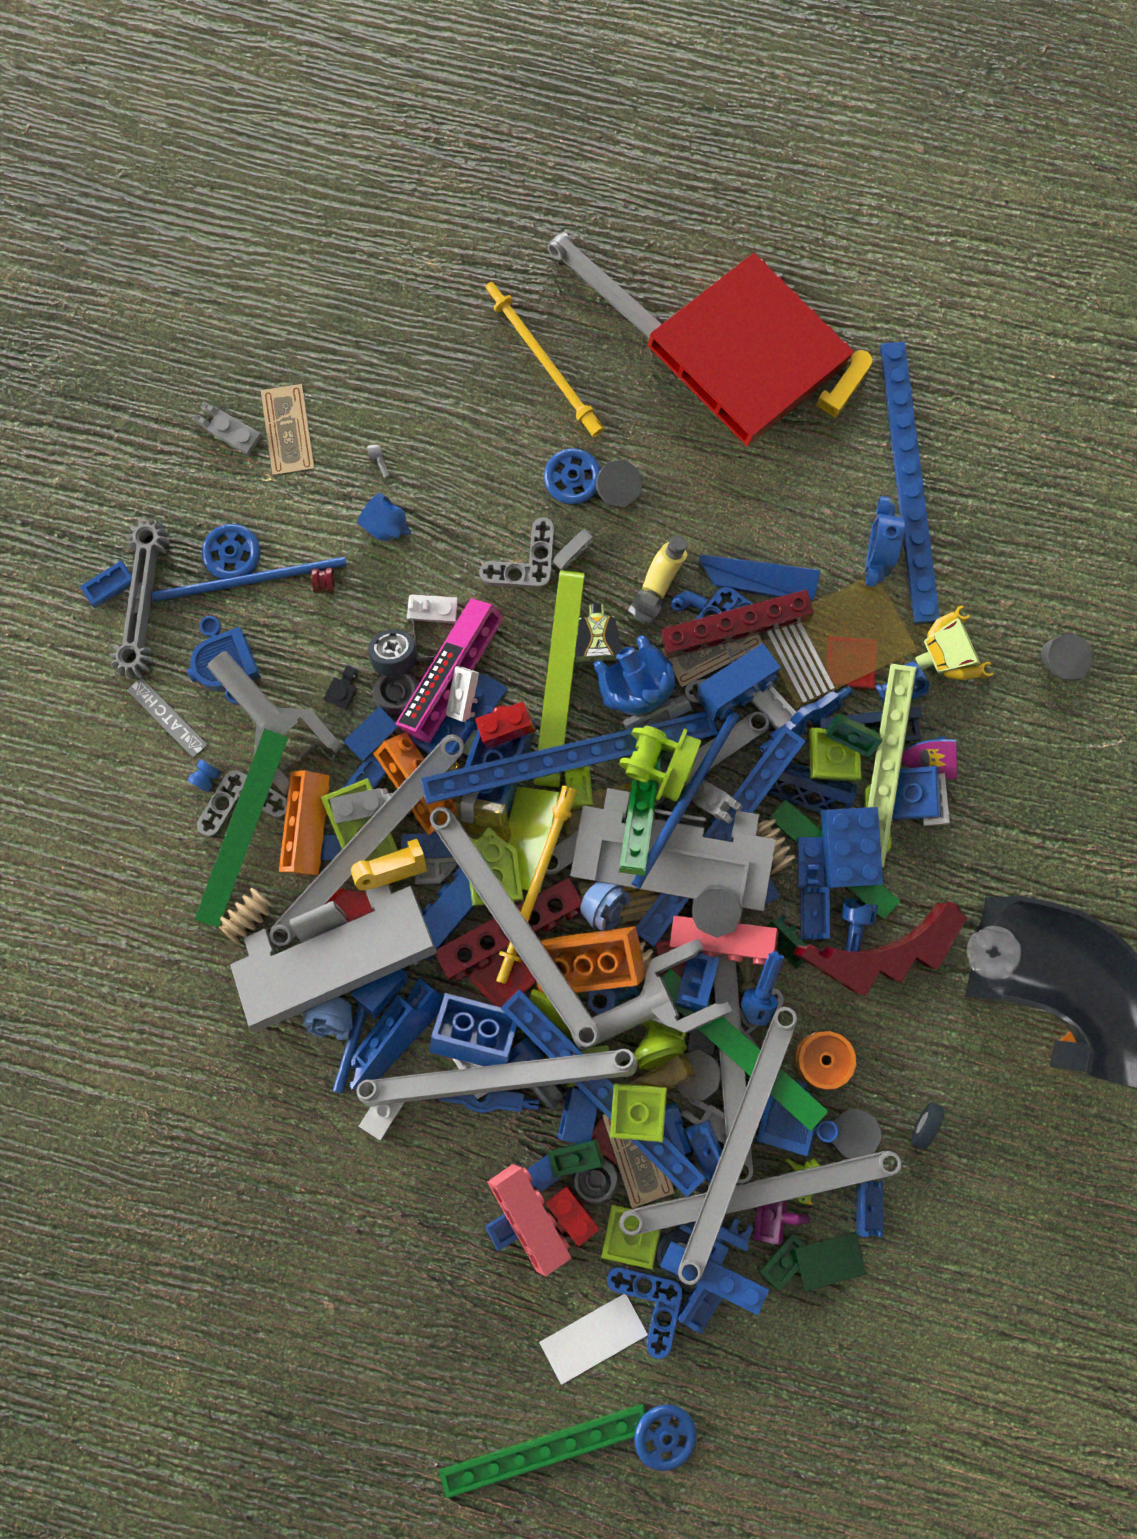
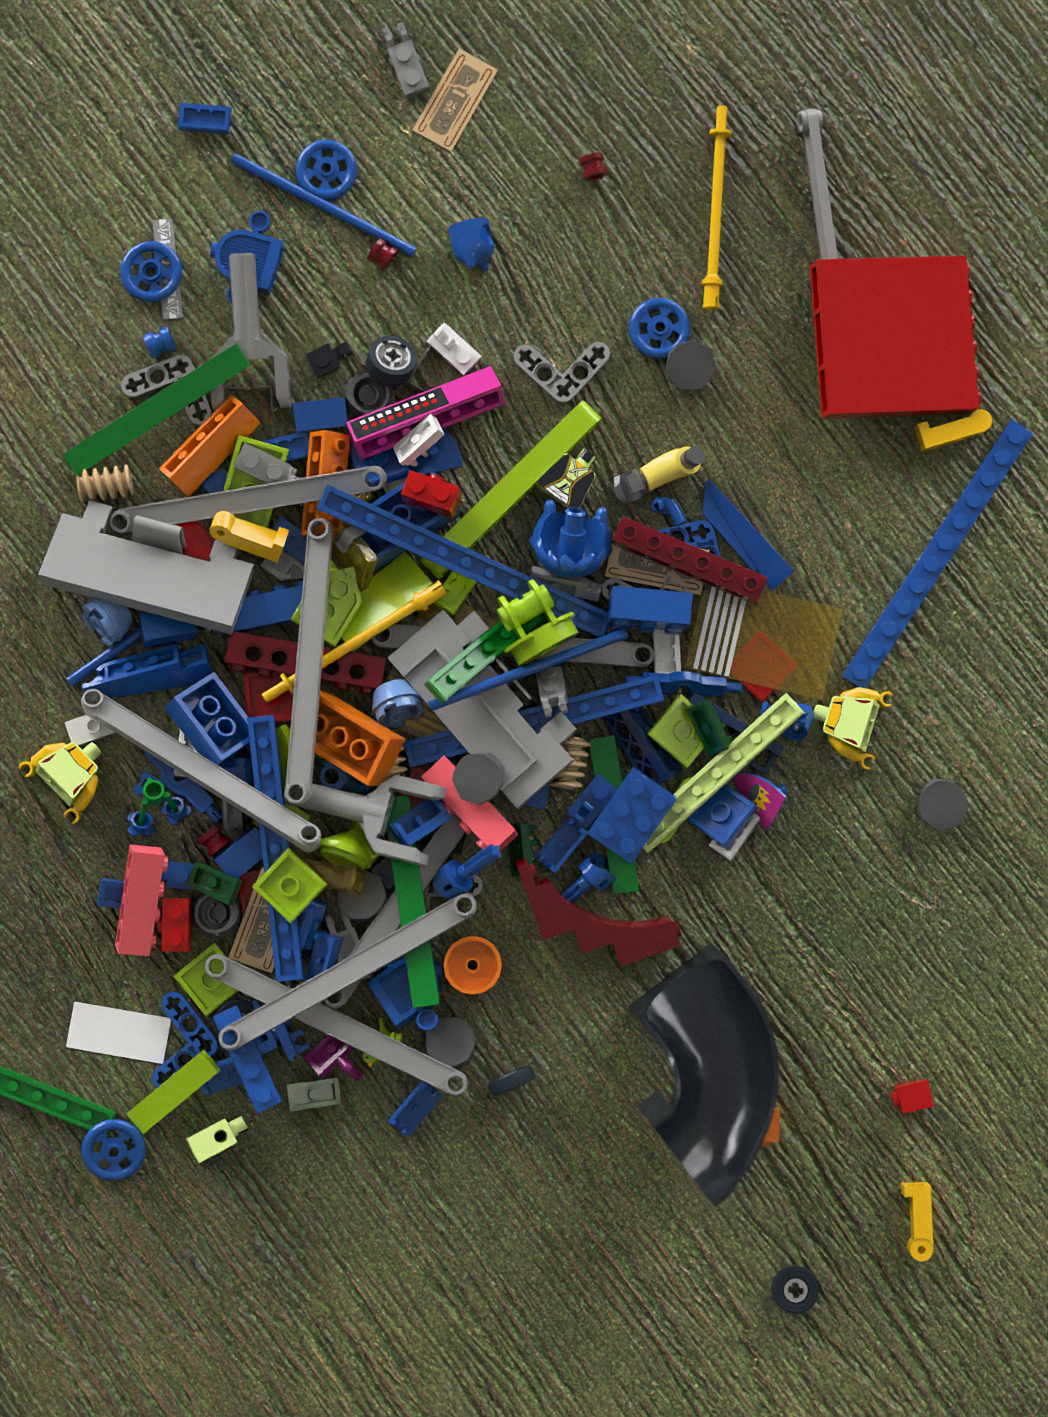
camera: 30 degrees right, 5 degrees up
(139, 598) = (221, 151): light grey arm -> none
(148, 748) = (132, 282): none -> blue plate
(375, 452) = (511, 178): light grey hand -> none
(392, 1163) = (68, 773): none -> torso
(429, 397) = (593, 166): none -> dark red wheel
(475, 1126) = (154, 794): none -> blue plant
(548, 1125) = (214, 841): none -> dark red wheel
(573, 549) = (608, 391): light grey beam -> none
(676, 1351) = (173, 1091): none -> lime tile
(730, 1371) = (204, 1144): none -> yellowish green torso
(830, 1261) = (349, 1122): dark green sticker -> none
(884, 542) = (867, 589): blue piece -> none
(1001, 965) = (677, 973): clear plate -> none

